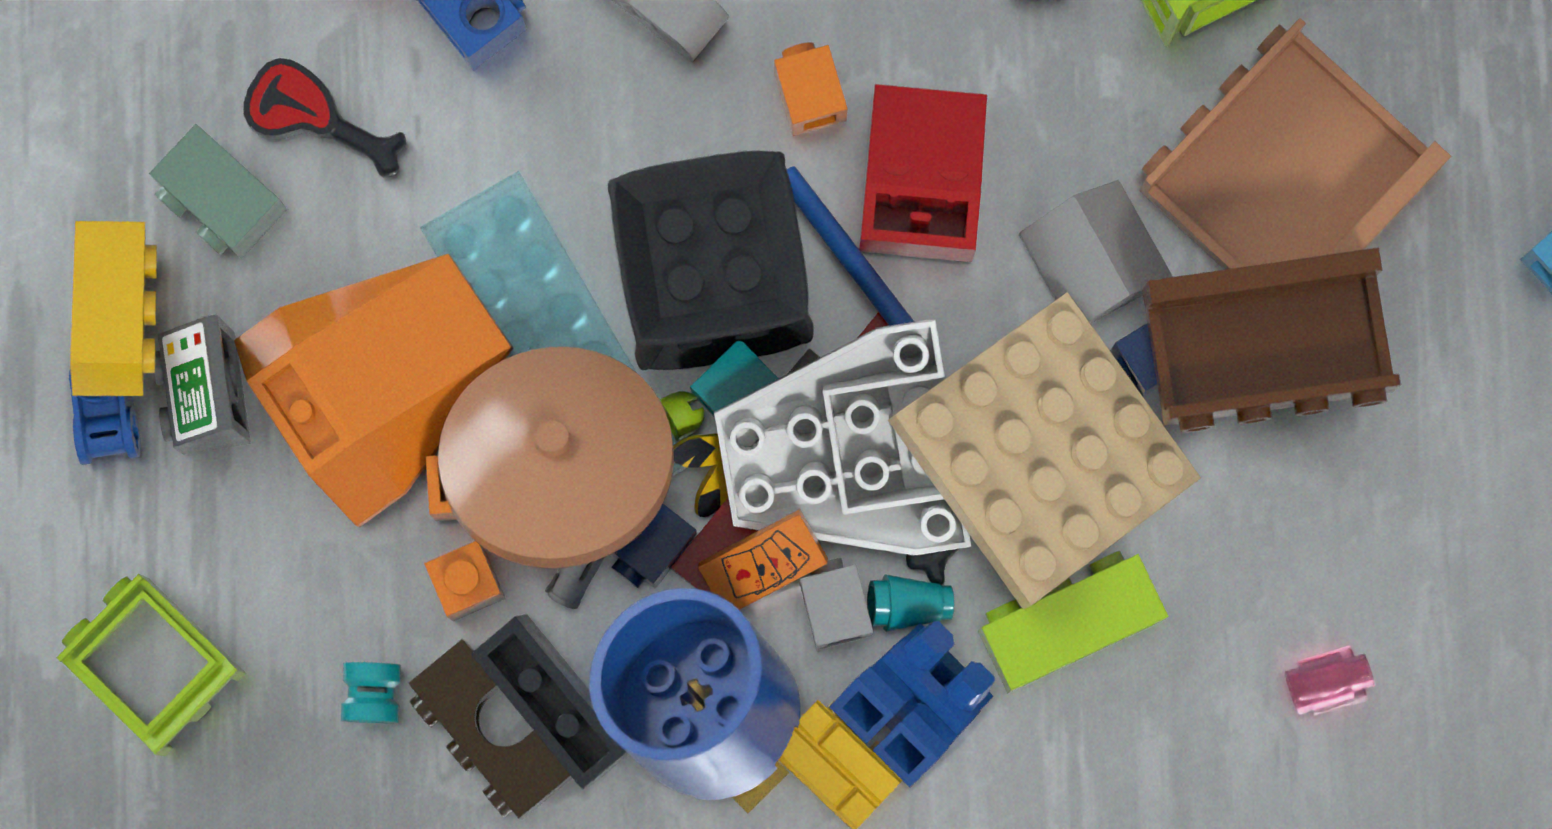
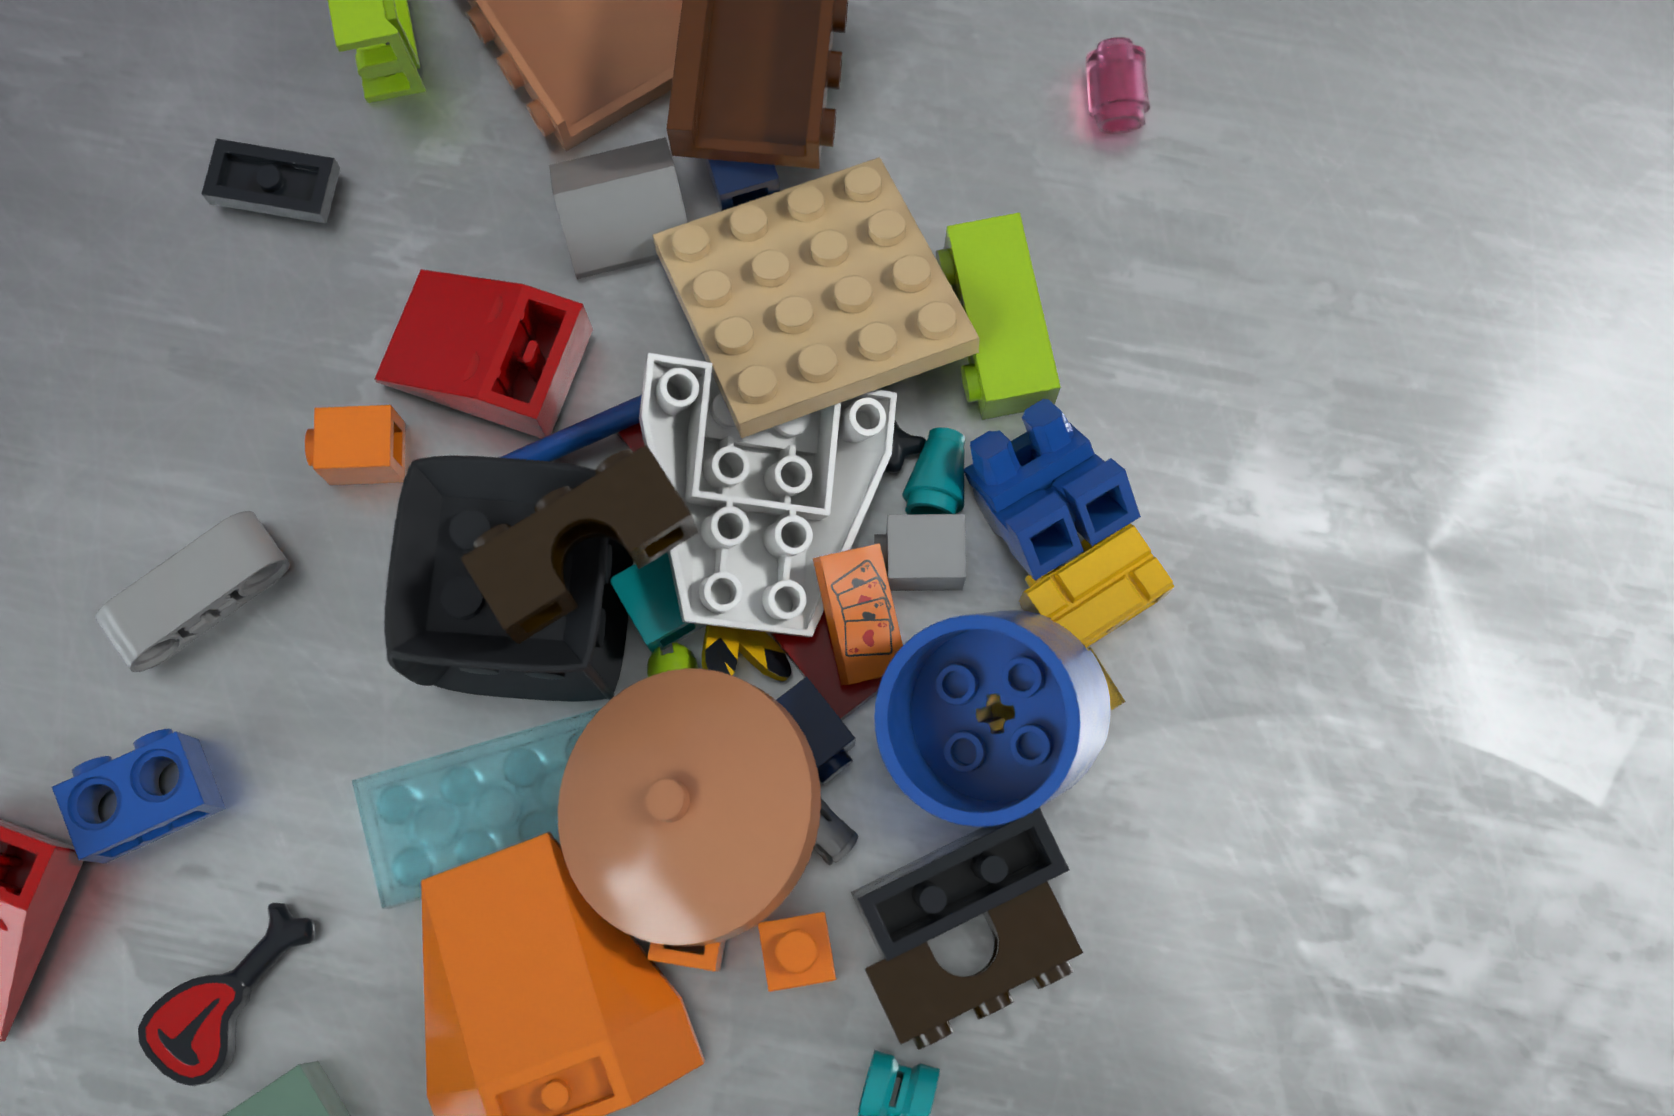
camera: 75 degrees left, 5 degrees down
(702, 271) = (524, 564): none -> dark brown arch

